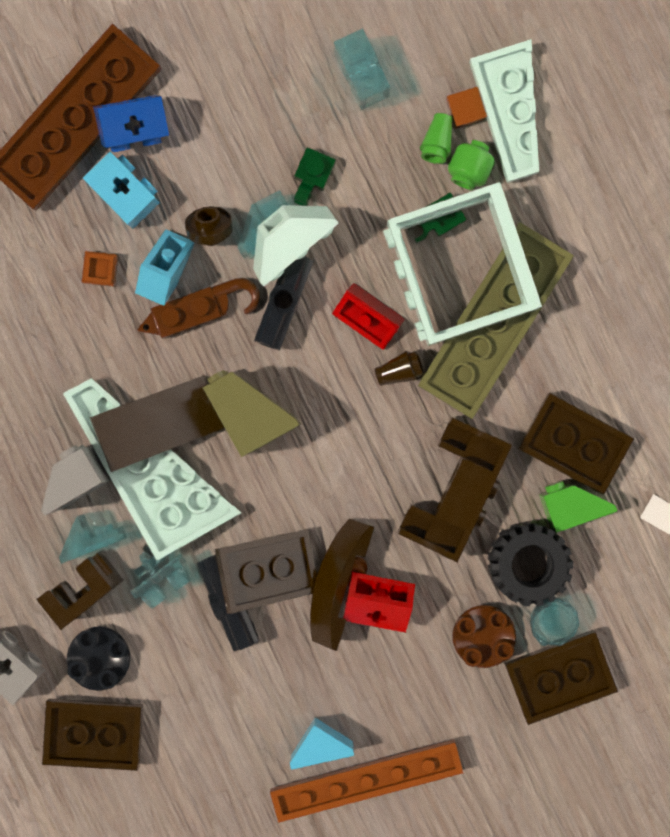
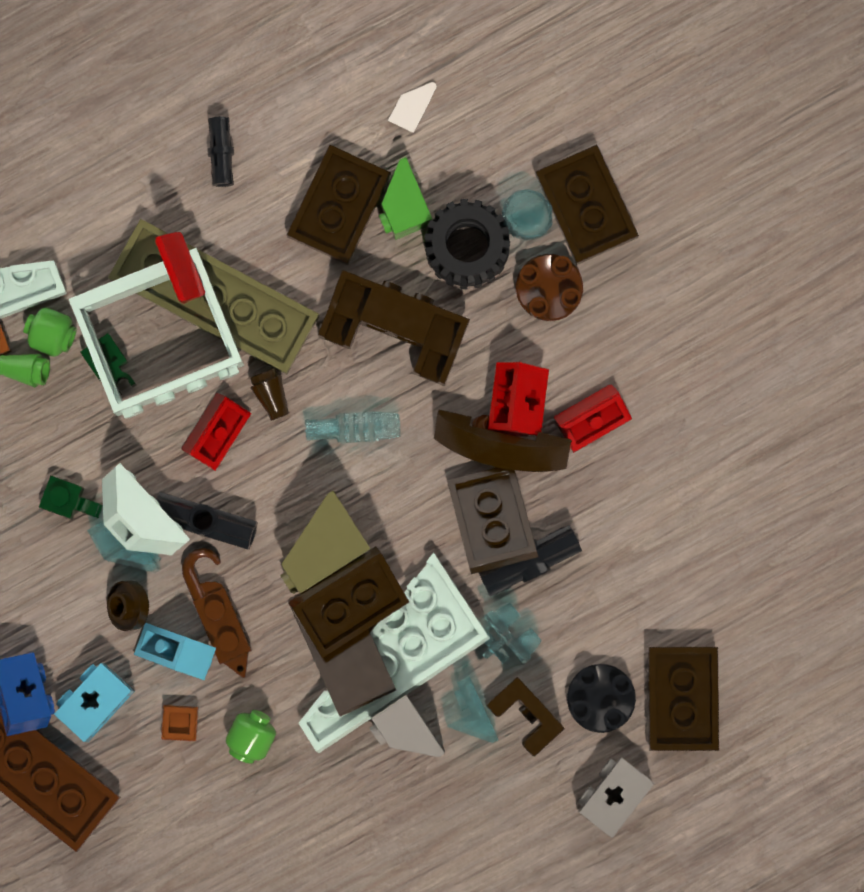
camera: 90 degrees left, 5 degrees down
(81, 333) = (250, 736): none -> bright green head
(195, 432) = (348, 602): none -> dark brown plate
(320, 745) = (676, 453): medium azure slope -> none
(360, 668) = (593, 417): none -> red slope
(363, 446) = (355, 427): none -> clear light blue hinge
(366, 780) = (711, 402): dark orange plate -> none
(524, 289) = (180, 266): none -> red slope
(633, 334) = (220, 151): none -> black pin

